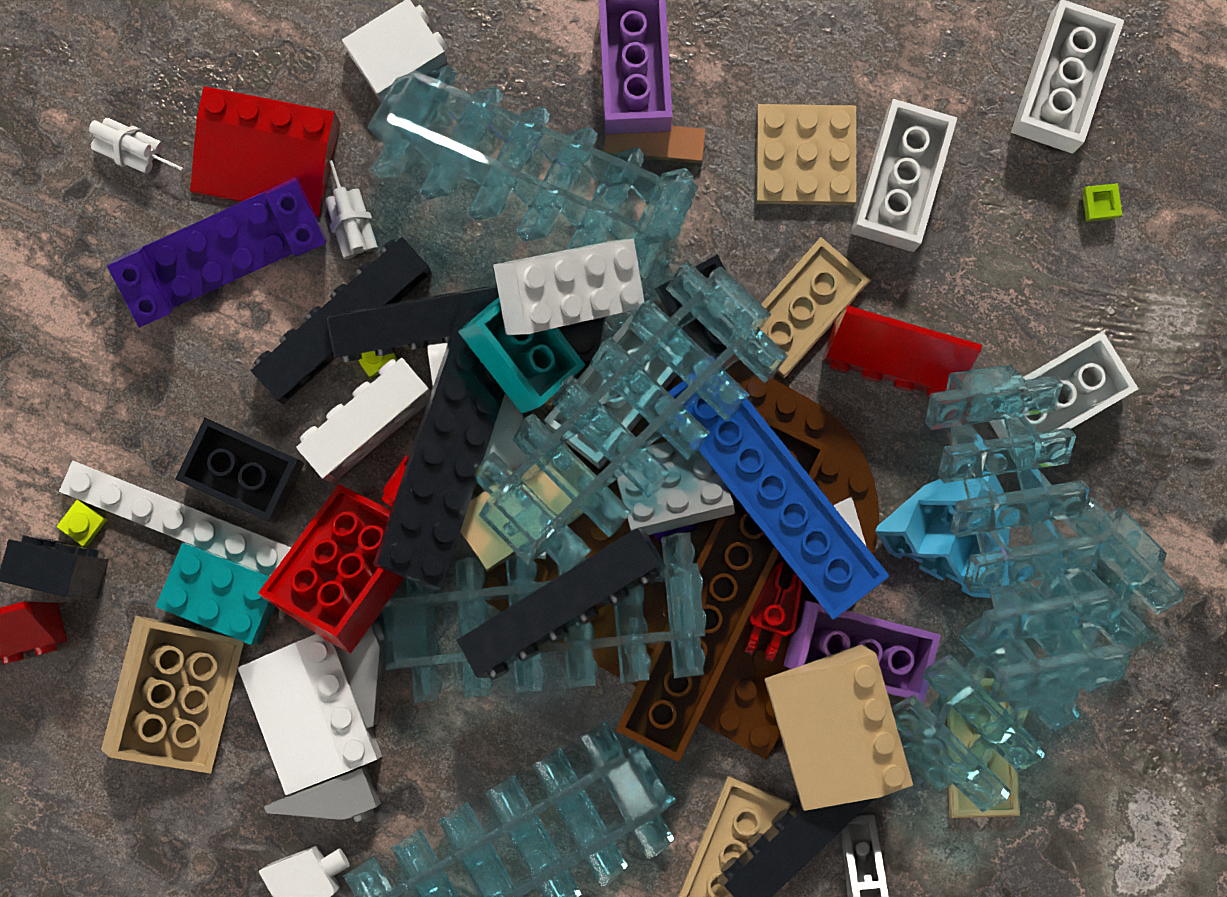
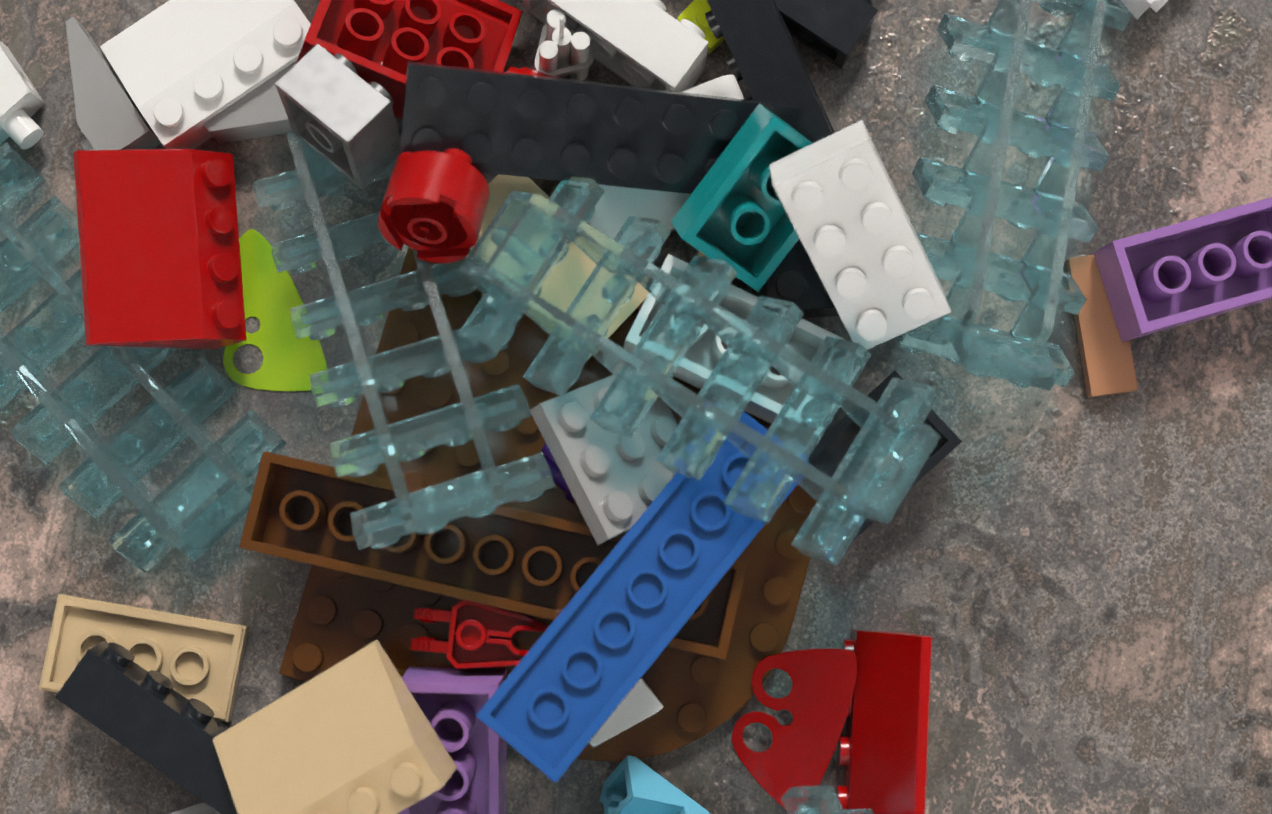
camera: 80 degrees right, 0 degrees up
(375, 461) = (564, 51): none -> white piece
(395, 622) = (340, 115): none -> brick
(451, 776) = (159, 248): none -> red slope
(477, 570) = (434, 205): none -> red brick
(492, 715) = (269, 298): none -> lime piece
(561, 604) = (413, 330): black brick -> none
(806, 154) = (1139, 540): tan plate -> none
(810, 301) = (926, 589): tan tile -> none
(872, 394) = (819, 706): none -> red piece
(904, 175) = (1146, 685): white brick -> none

